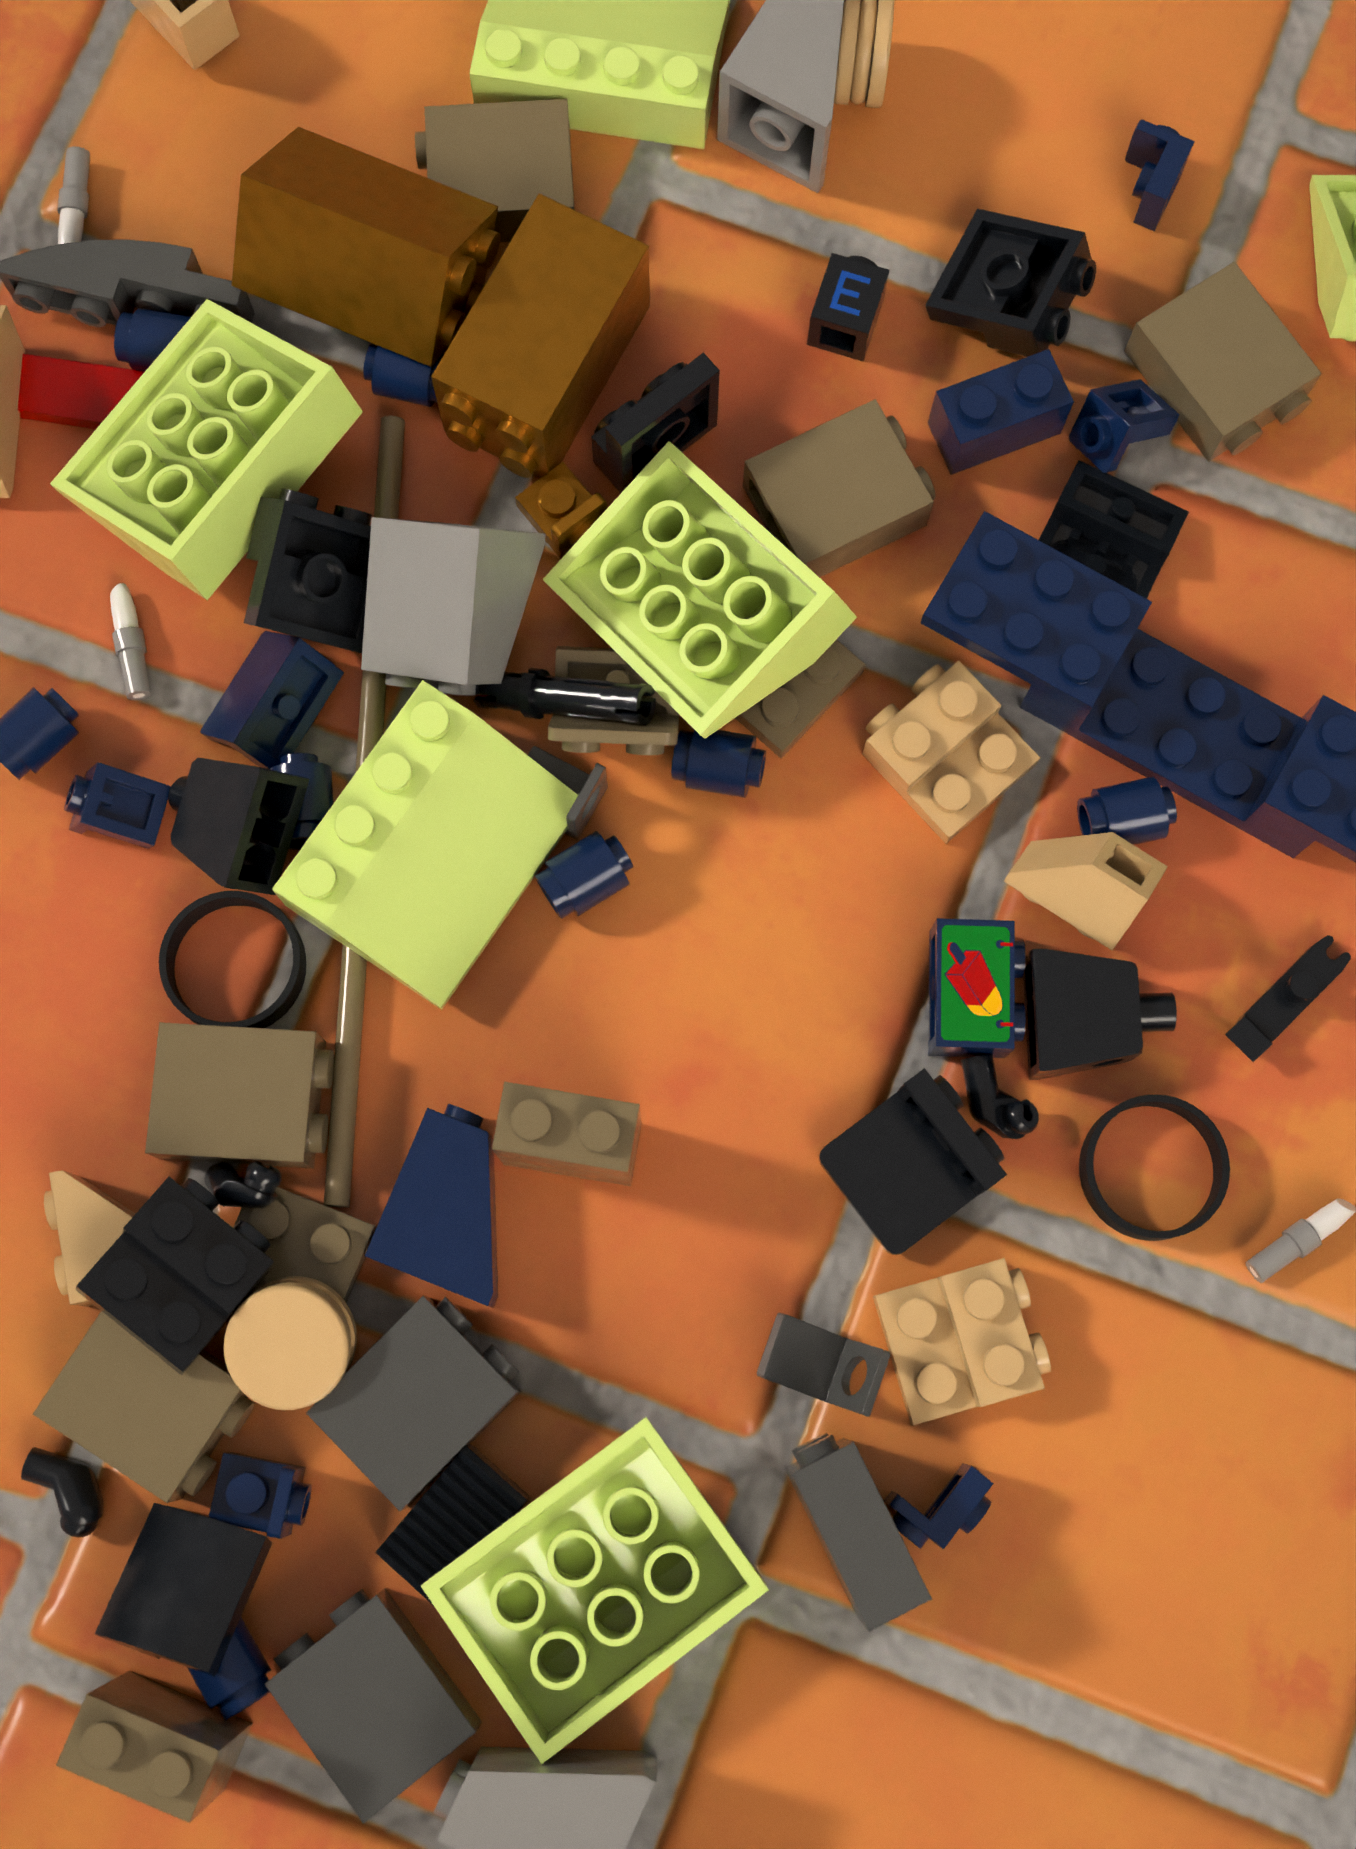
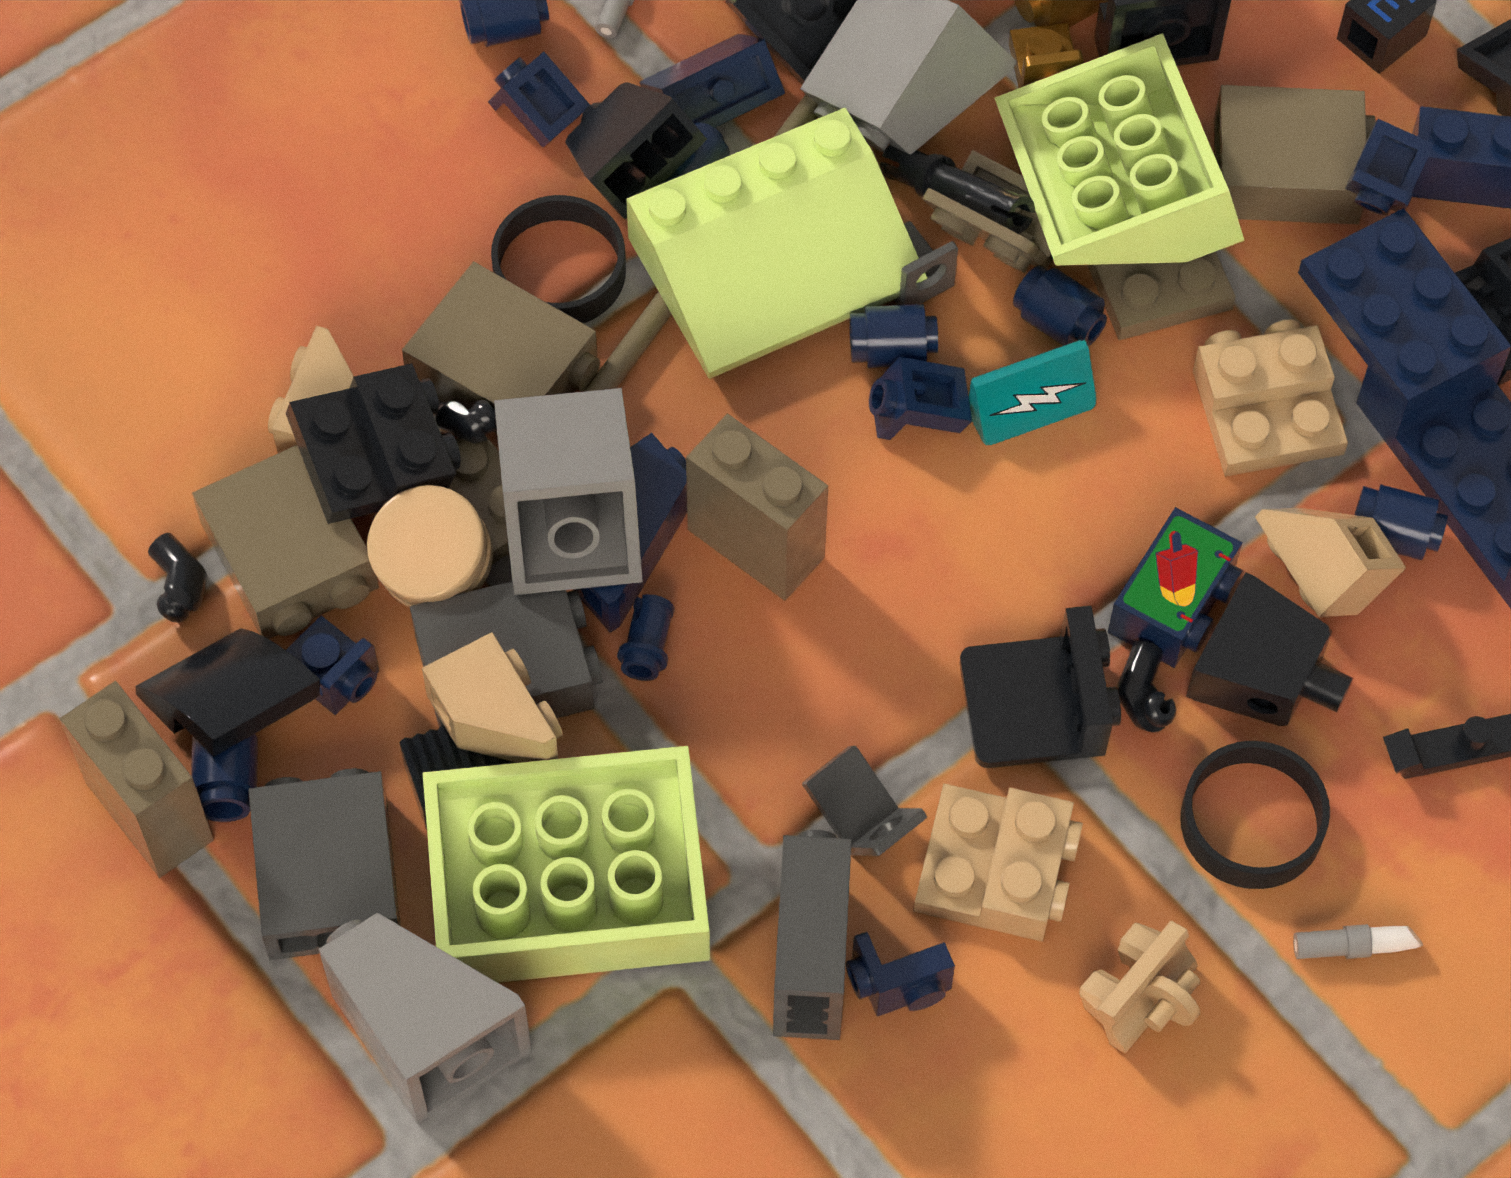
camera: 30 degrees right, 15 degrees down
(388, 1224) = (568, 491): none -> light grey slope
(441, 1485) = (488, 707): none -> tan slope
(533, 1302) = (646, 638): none -> dark blue pin
(643, 924) = (920, 396): none -> dark blue bracket
(741, 863) = (1032, 393): none -> teal slope
(946, 475) = (1388, 168): none -> dark blue bracket
(1149, 1421) = (1151, 991): none -> tan hips

